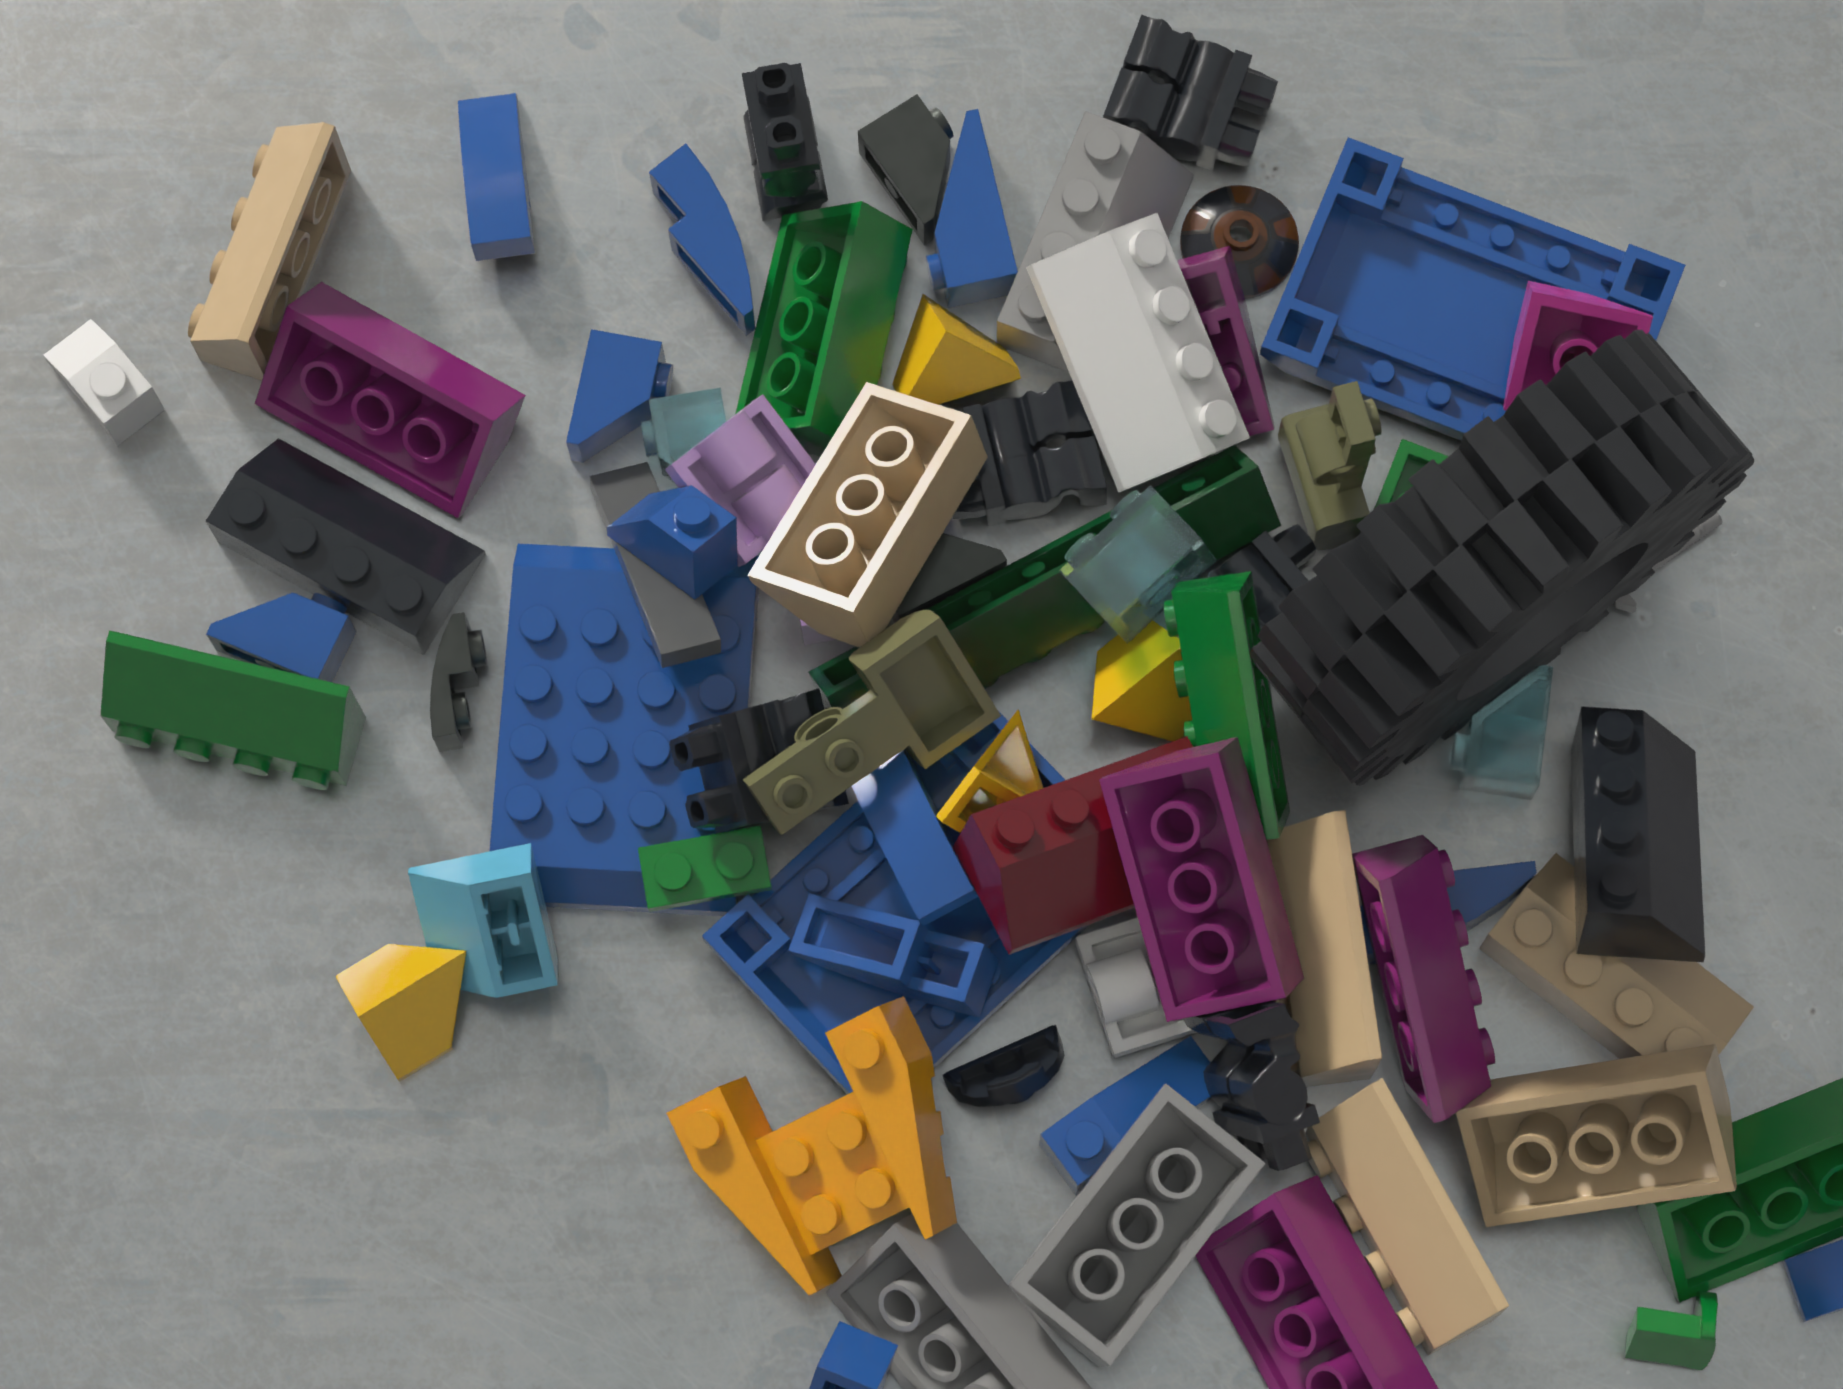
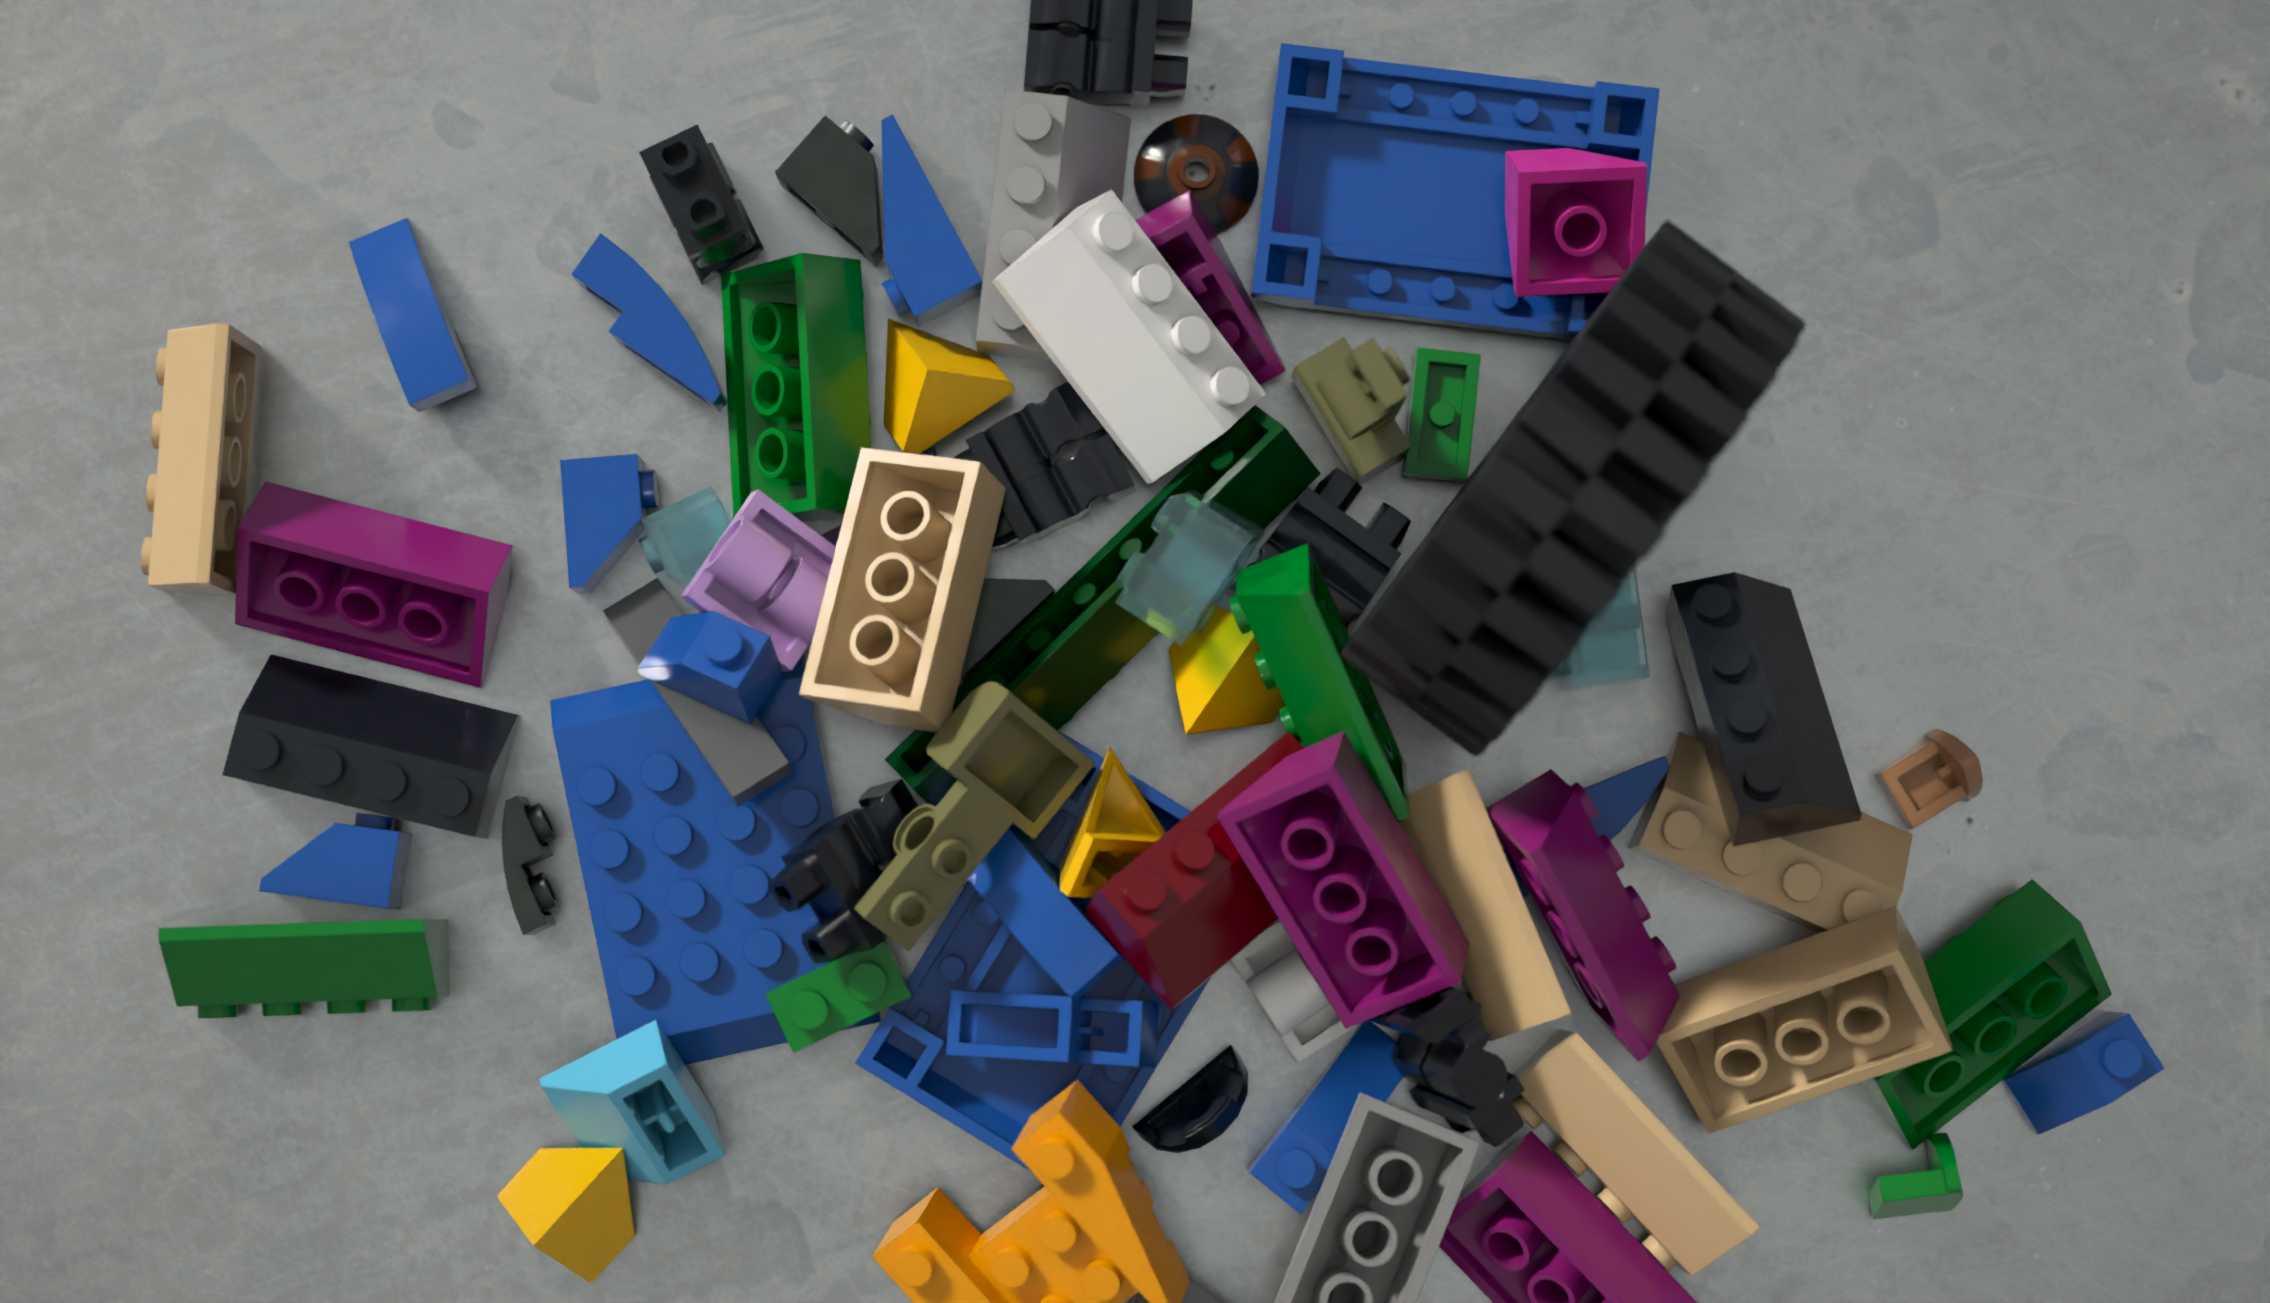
camera: 25 degrees left, 10 degrees up
(105, 381) = (70, 645): white slope -> none
(1785, 959) = (1932, 778): none -> medium nougat tile

